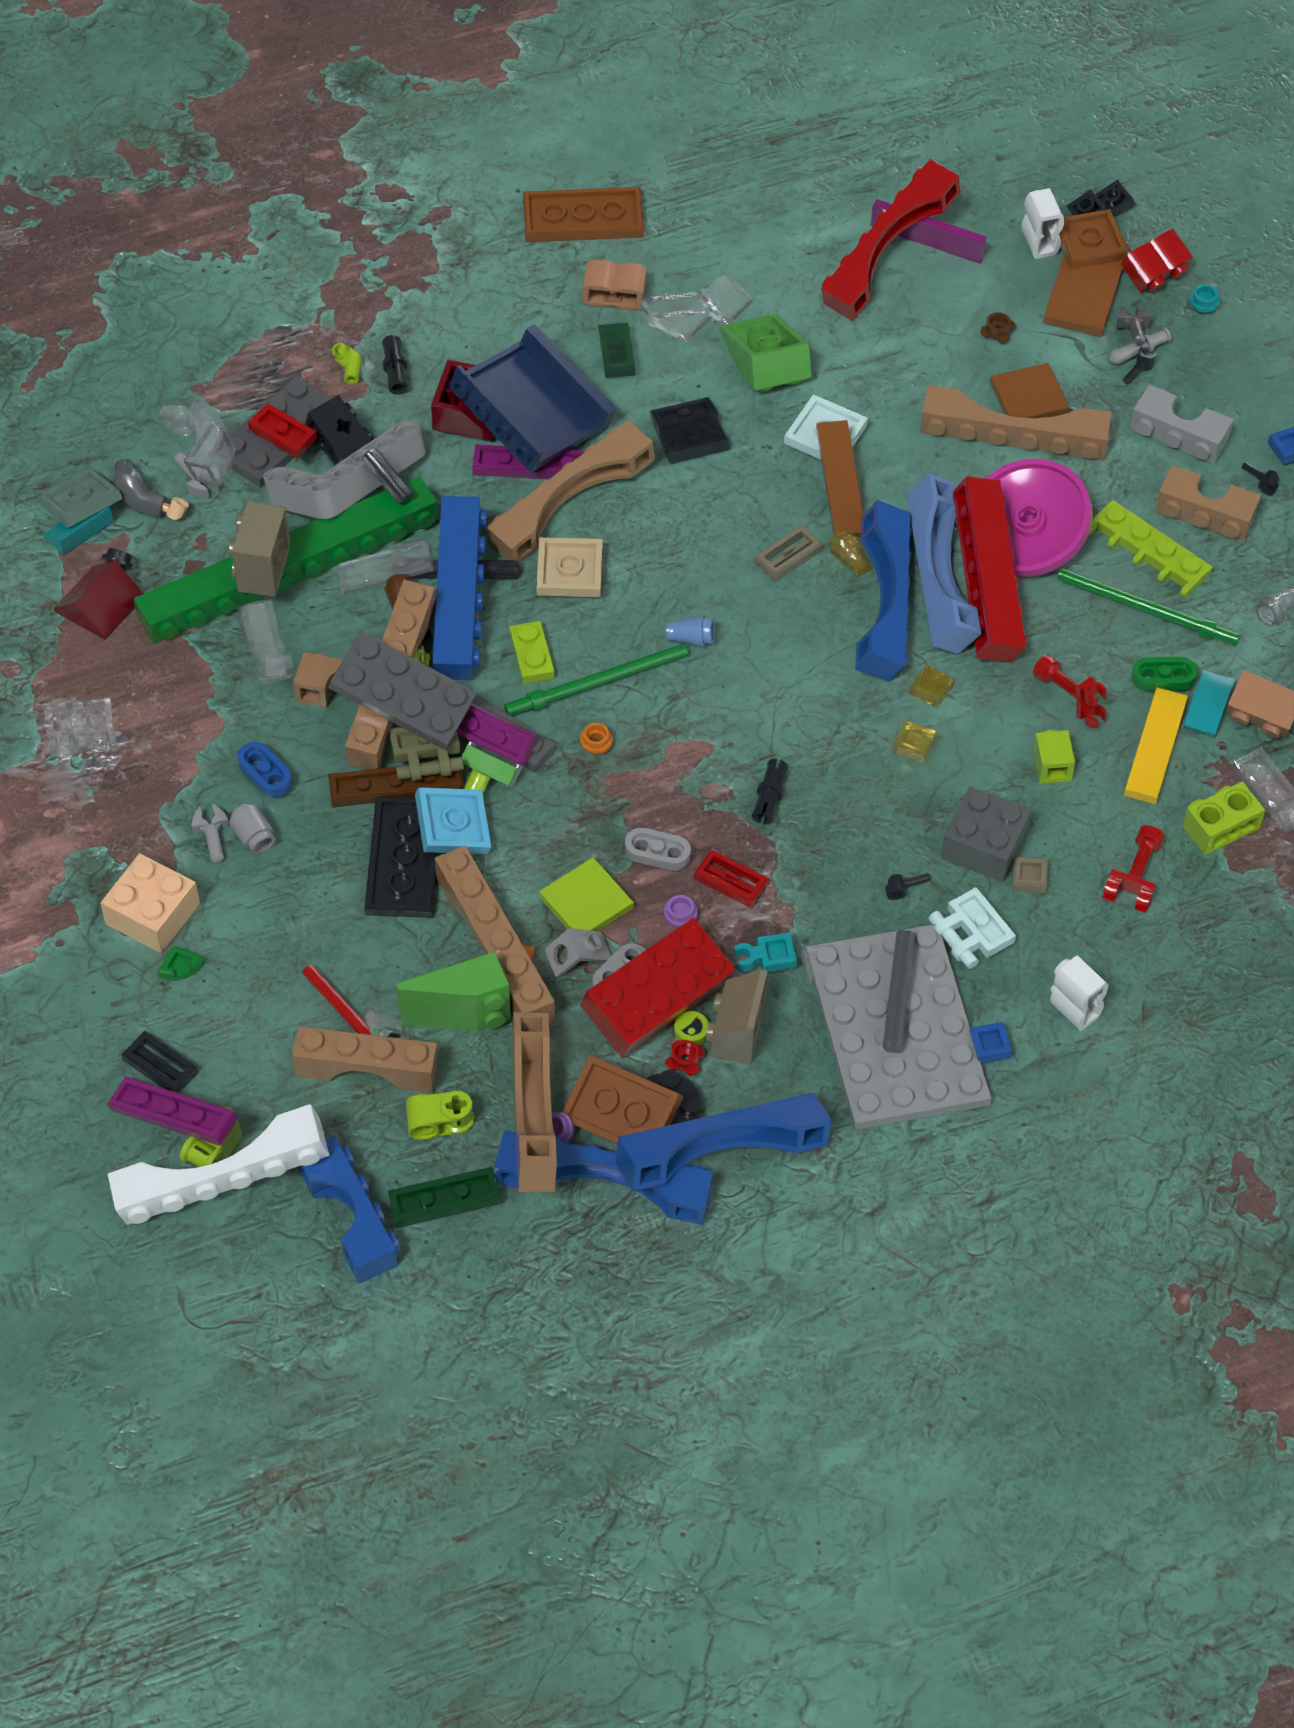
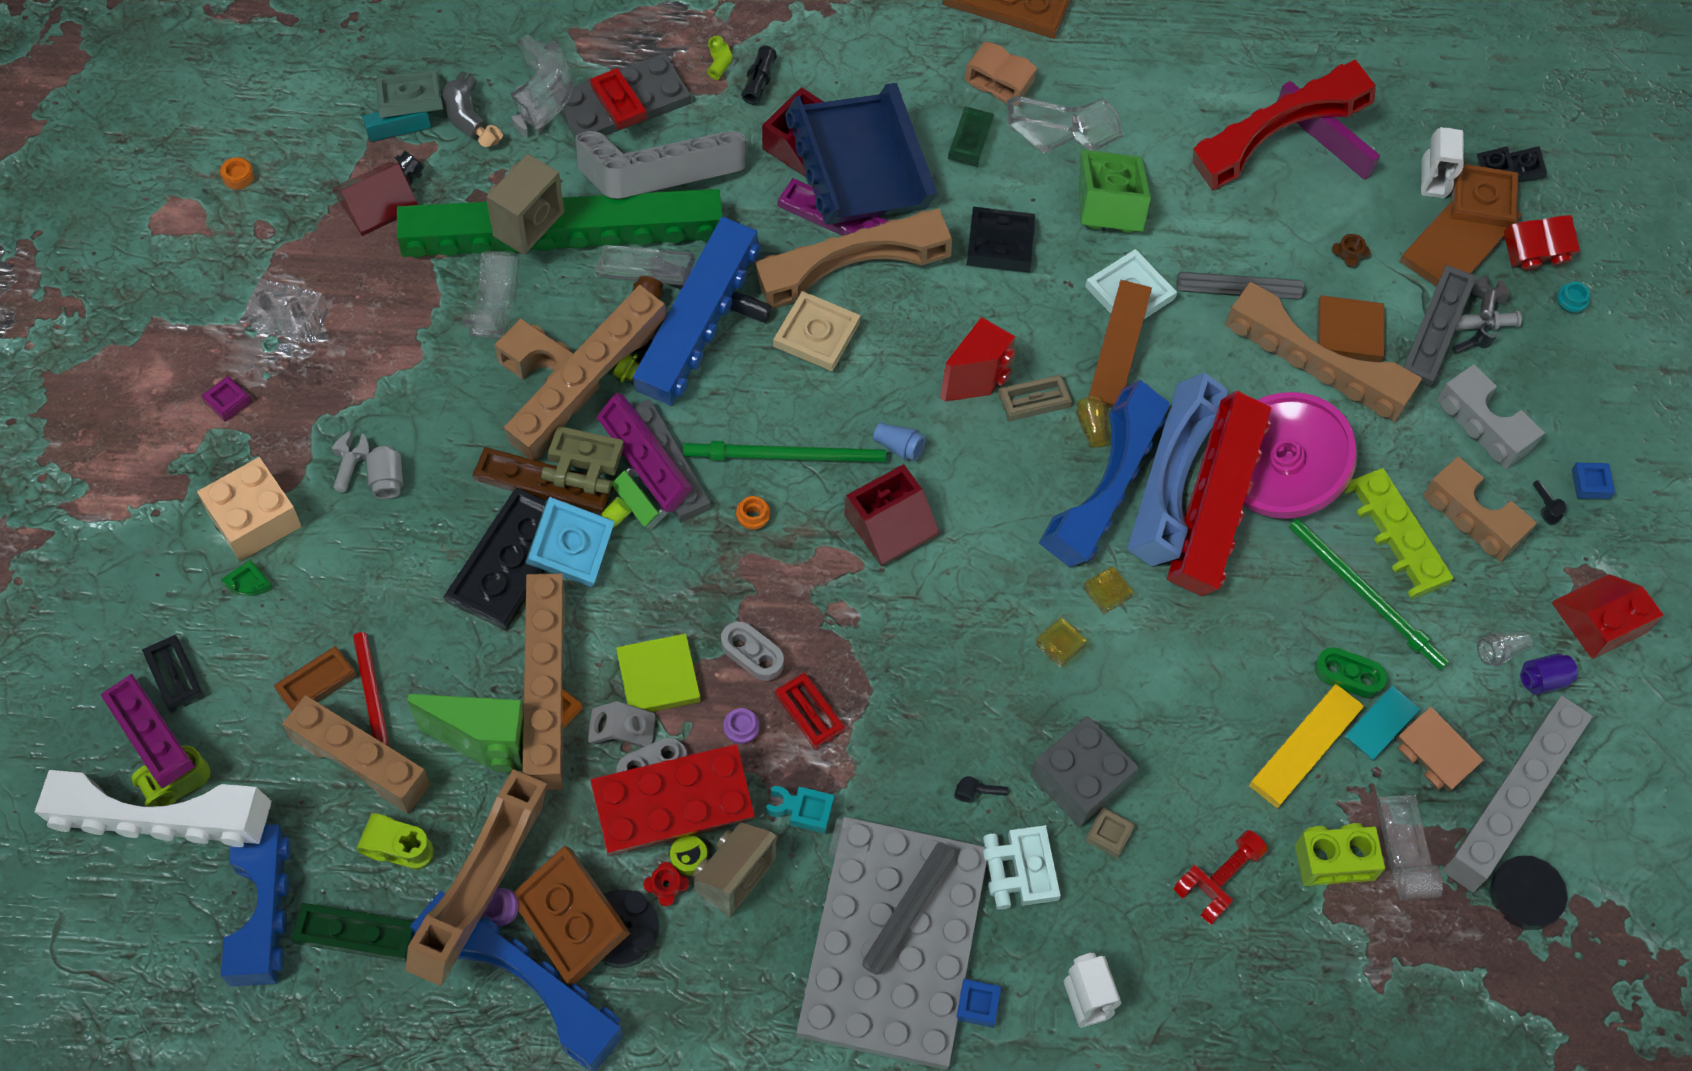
camera: 20 degrees right, 5 degrees up
(67, 823) = (226, 398): none -> magenta tile
(267, 771) = (428, 421): blue plate -> none
(294, 1010) = (316, 678): none -> dark orange tile
(333, 417) = (670, 103): black brick -> none
(385, 1024) = (395, 729): clear plate -> none
(387, 475) = (683, 177): black axle -> none
(402, 690) = (581, 394): dark grey plate -> none
(531, 652) = (738, 401): lime plate -> none
(719, 693) = (891, 515): none -> dark red slope
(731, 538) = (979, 363): none -> red slope
(770, 791) = (892, 635): black pin -> none
(785, 1124) = (723, 1006): blue arch -> none
(914, 393) = (1236, 284): none -> dark grey axle
(1048, 670) = (1232, 620): red bar -> none
(1053, 756) = (1193, 715): lime brick -> none
(1103, 361) = (1439, 324): none -> dark grey plate

